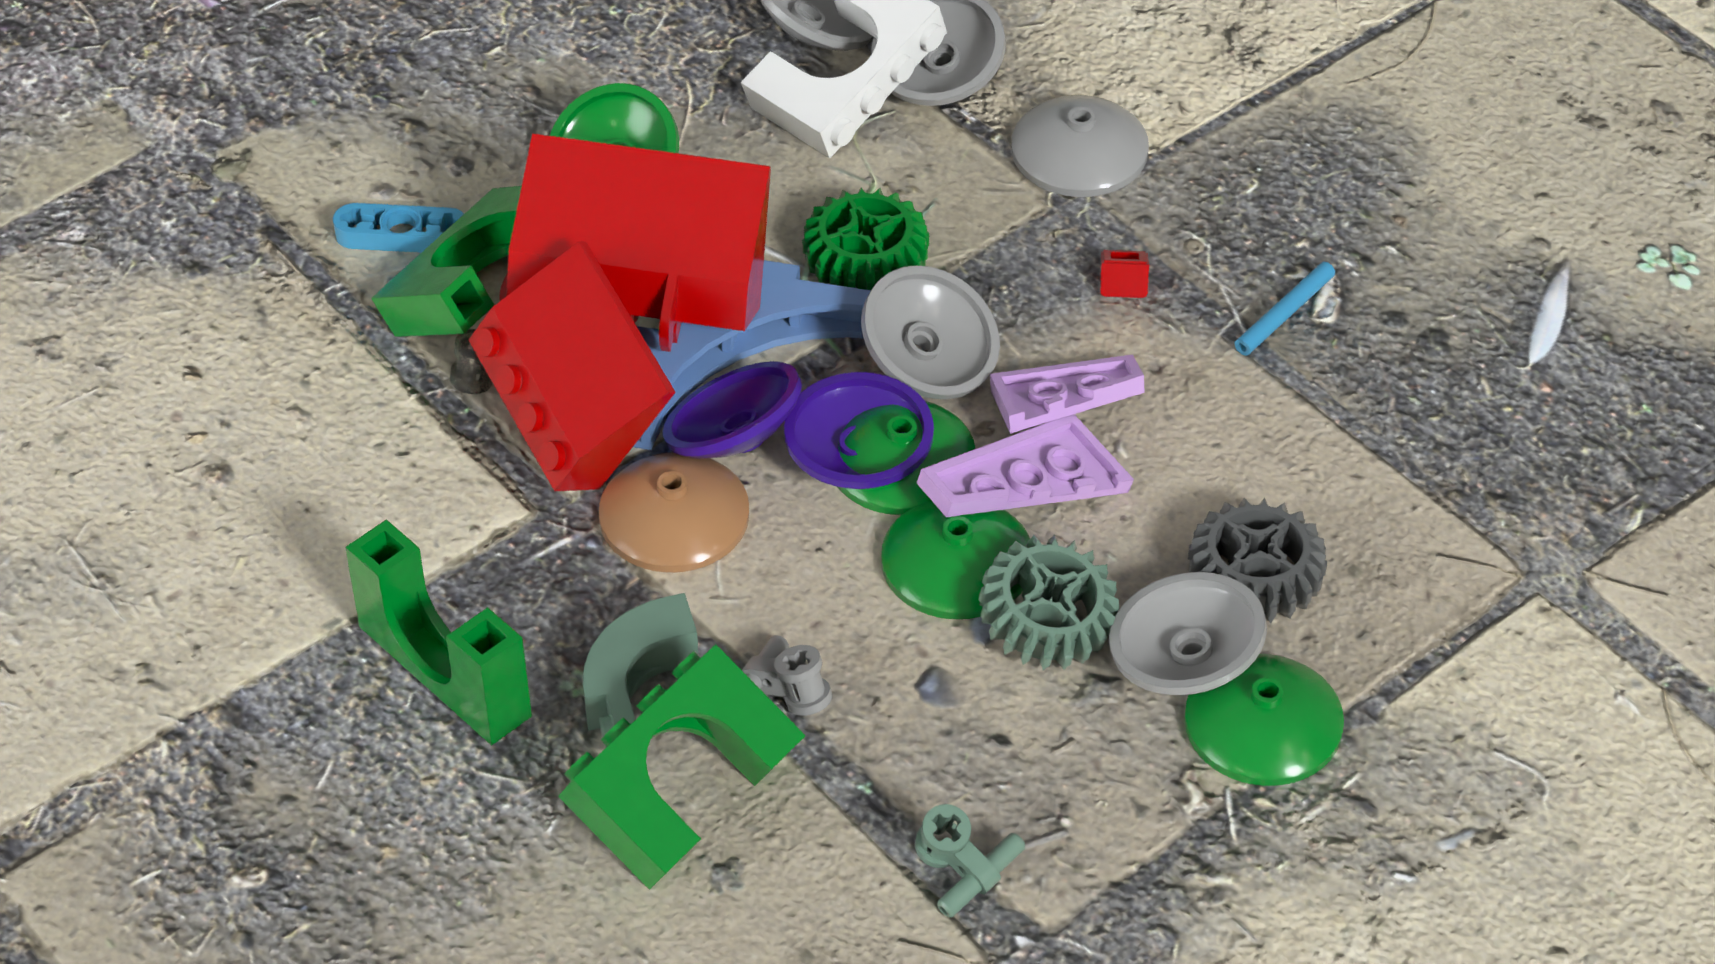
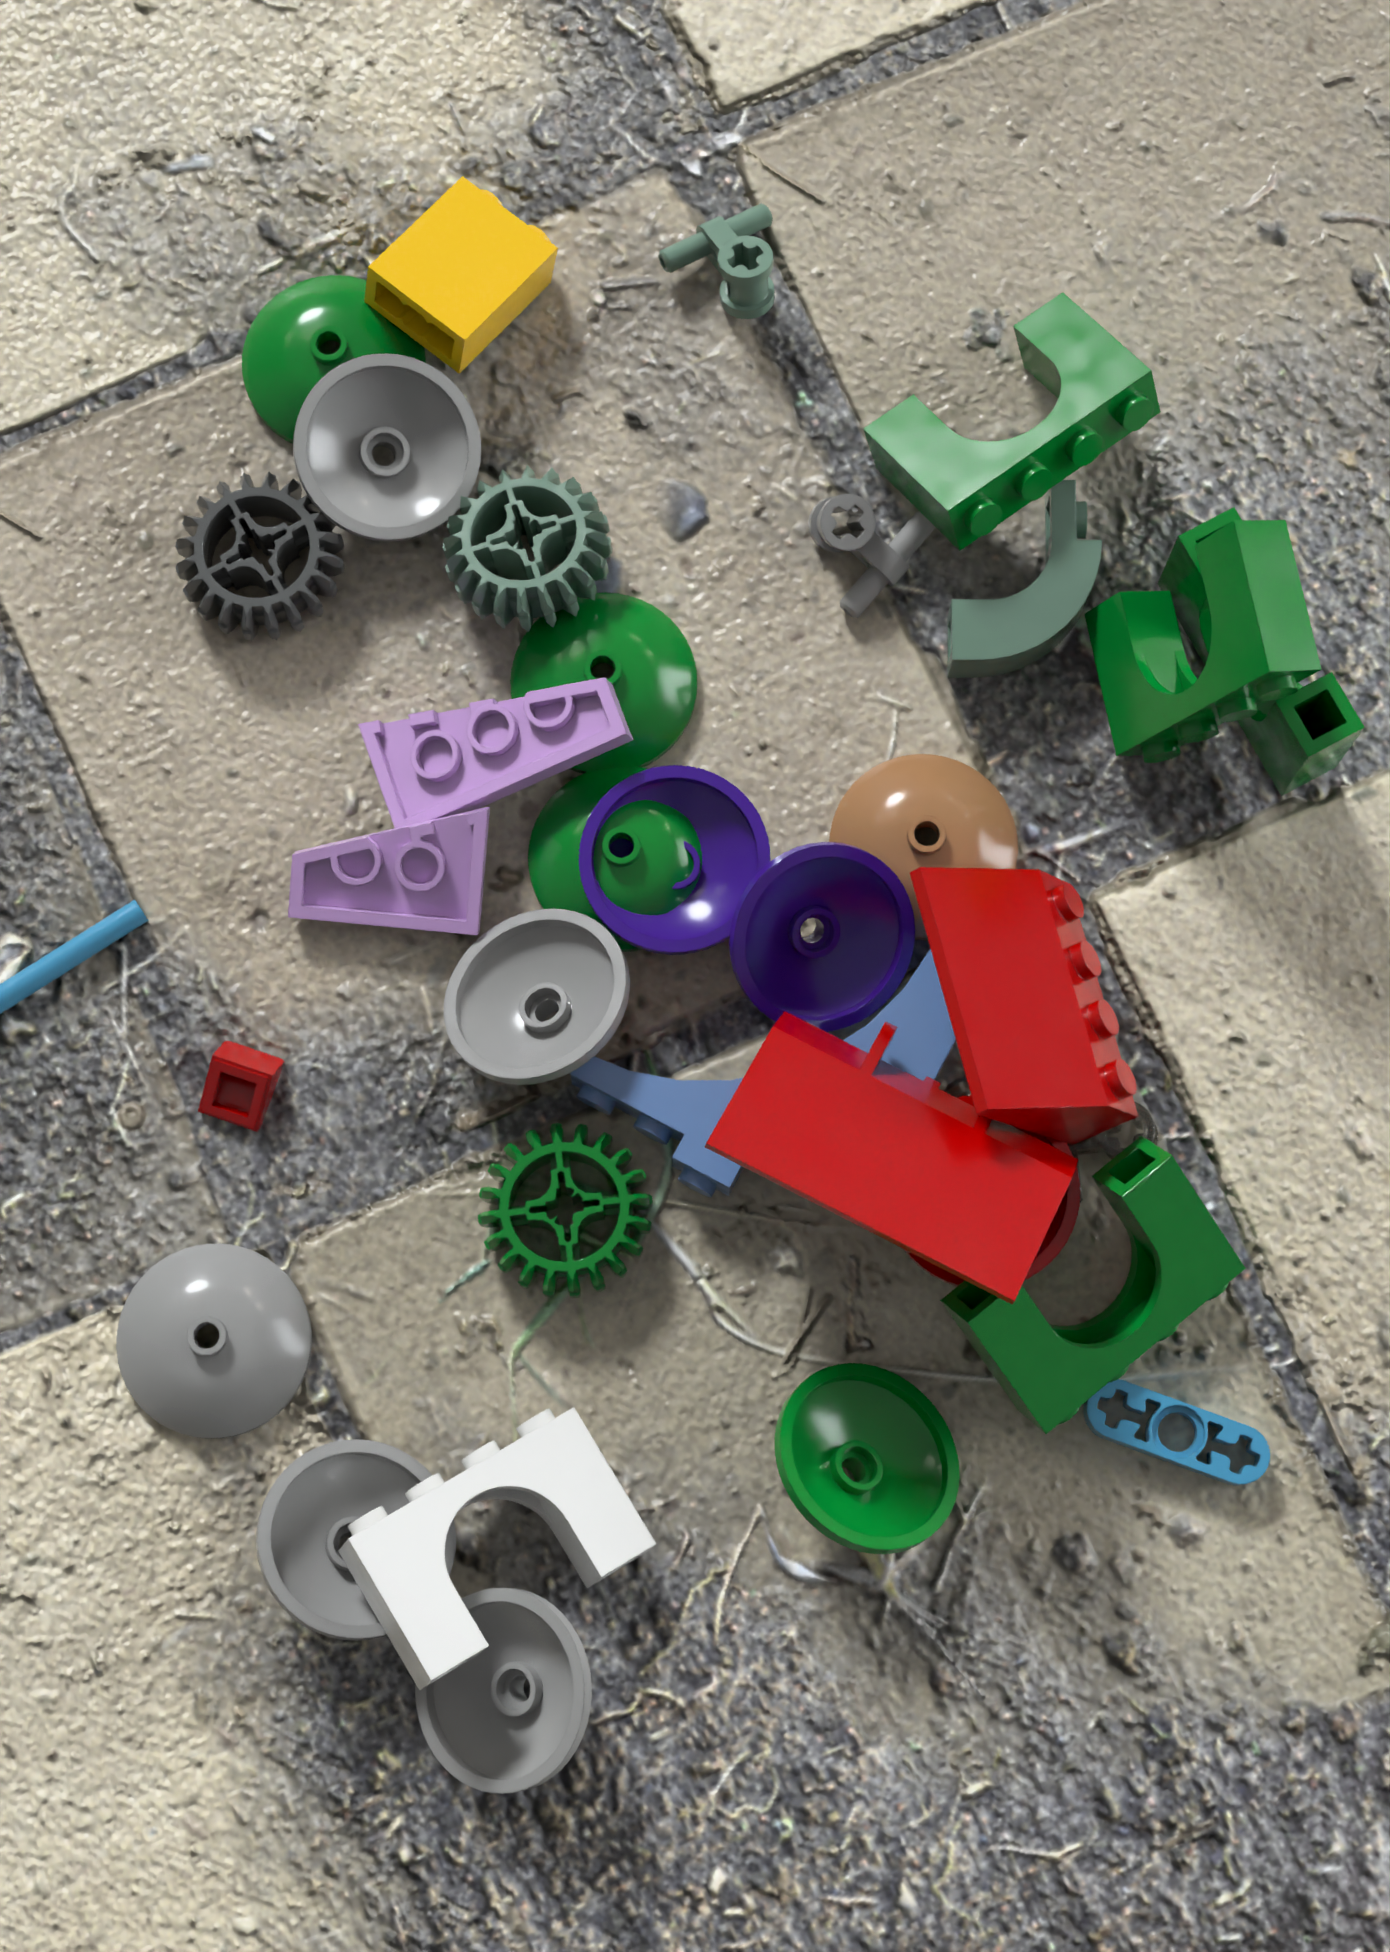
camera: 165 degrees left, 30 degrees up
(474, 584) = (1255, 655): none -> green arch
(1182, 774) = (460, 274): none -> yellow brick

